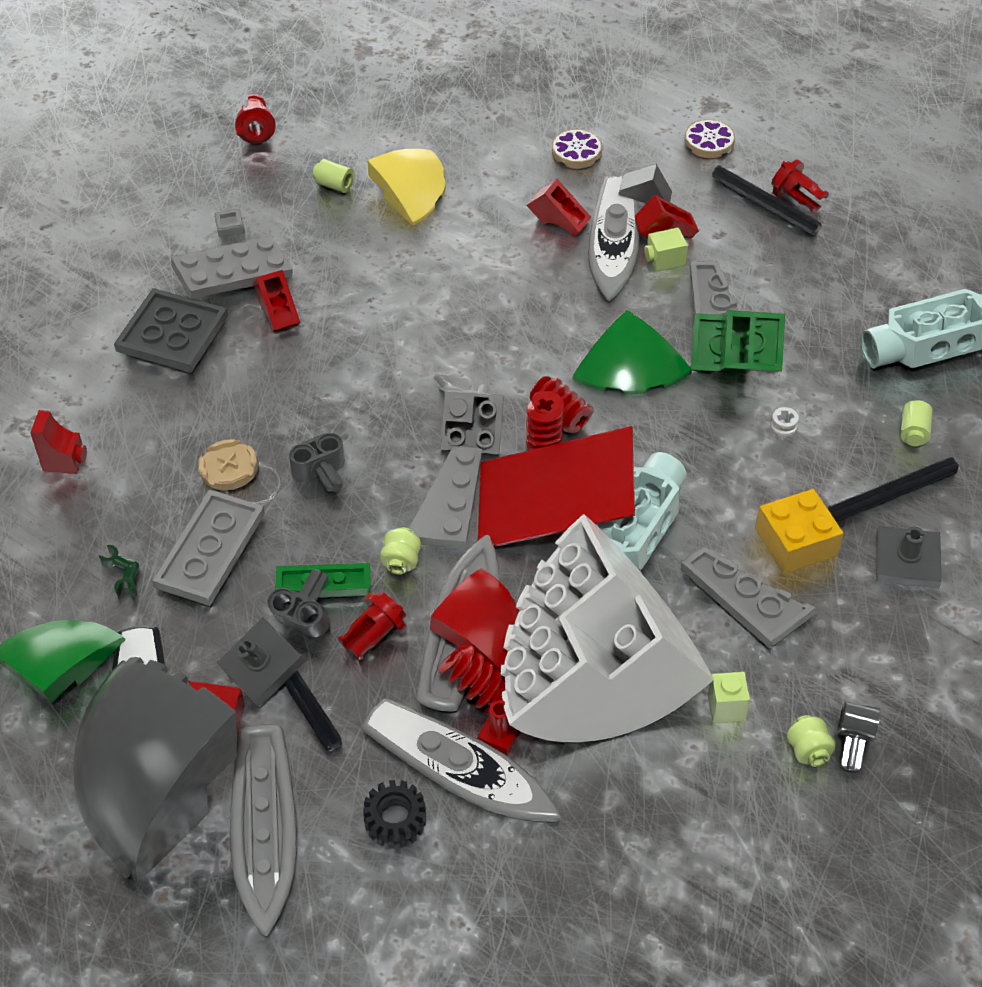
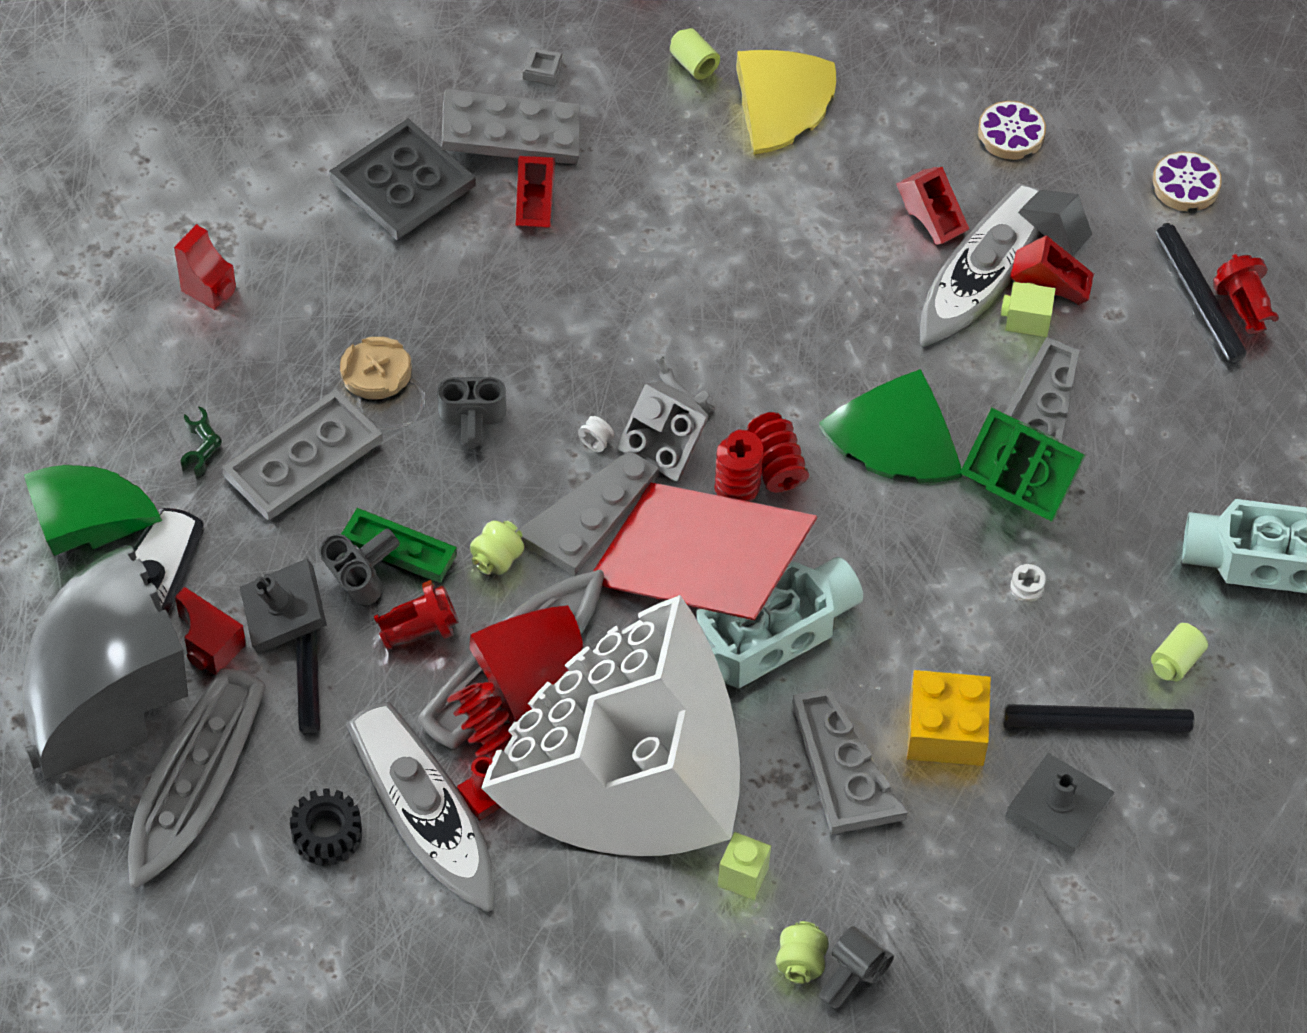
camera: 25 degrees right, 5 degrees up
(422, 444) = (596, 433): none -> white bush

